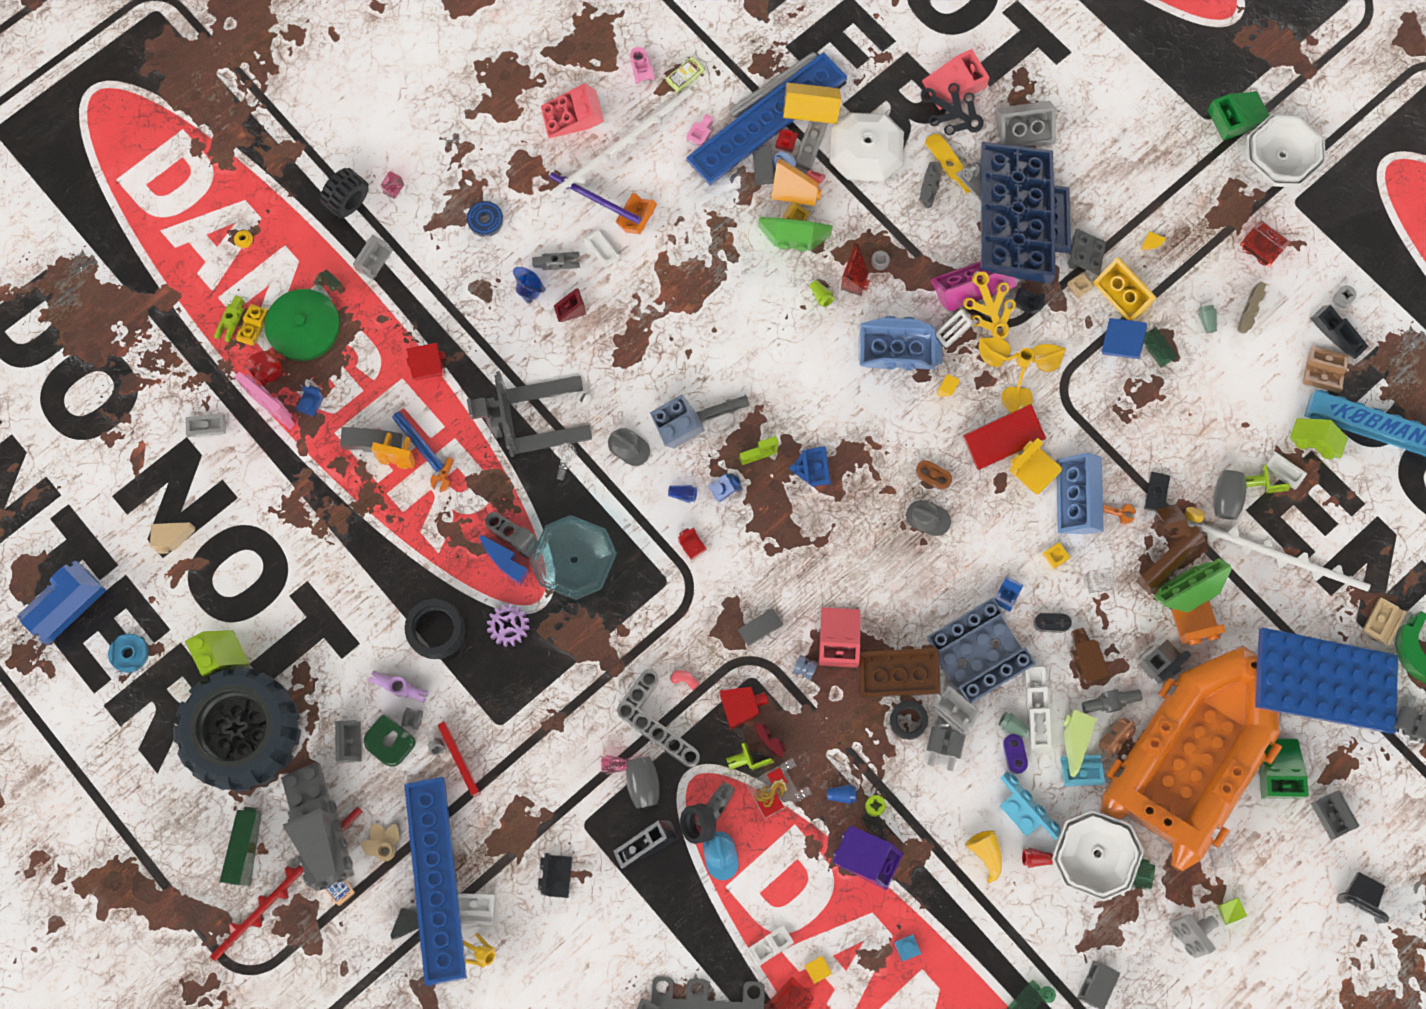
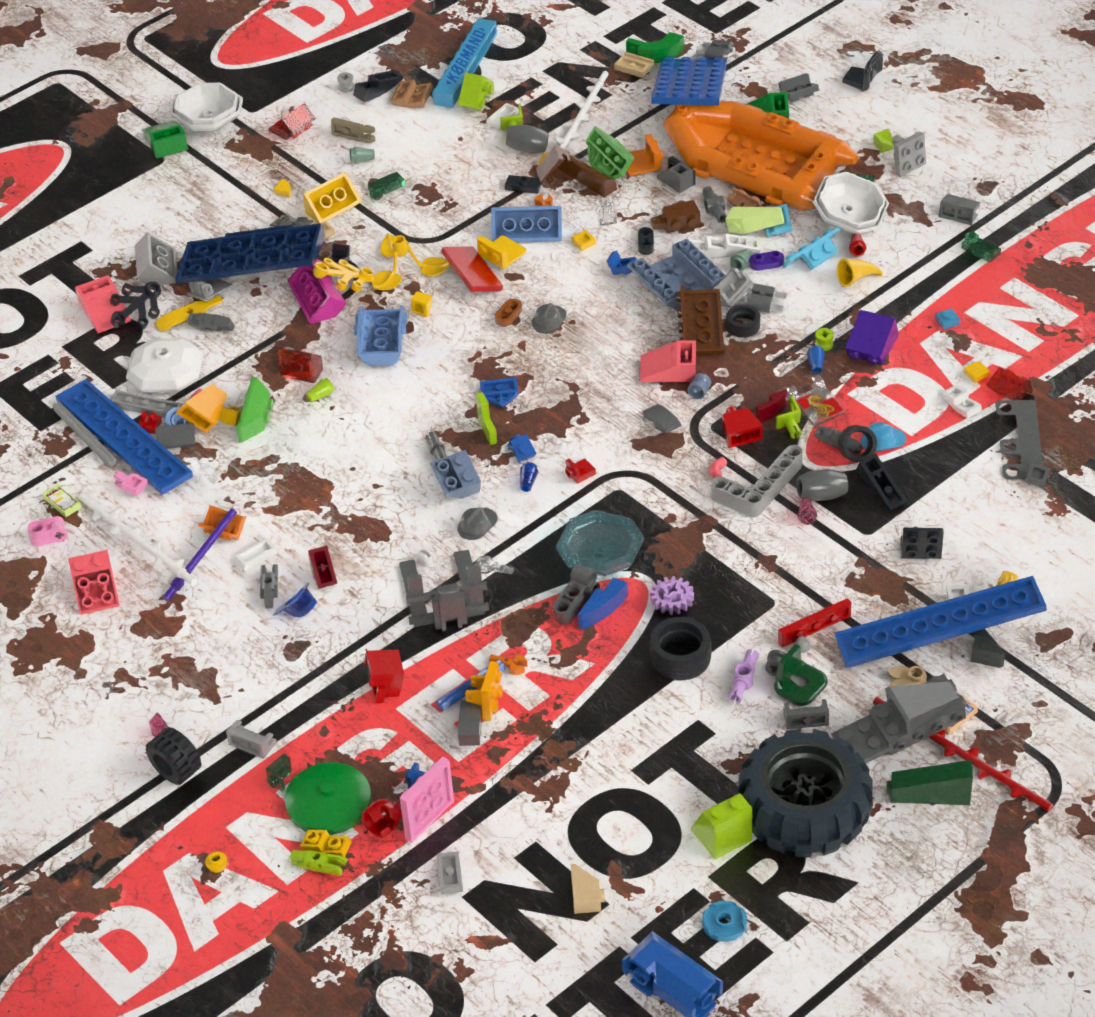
camera: 90 degrees left, 30 degrees down
(481, 209) = (212, 640): dark blue tile -> none
(812, 103) = (113, 397): yellow slope -> none
(966, 318) = (367, 293): white tile -> none
(1124, 338) = (378, 200): blue tile -> none

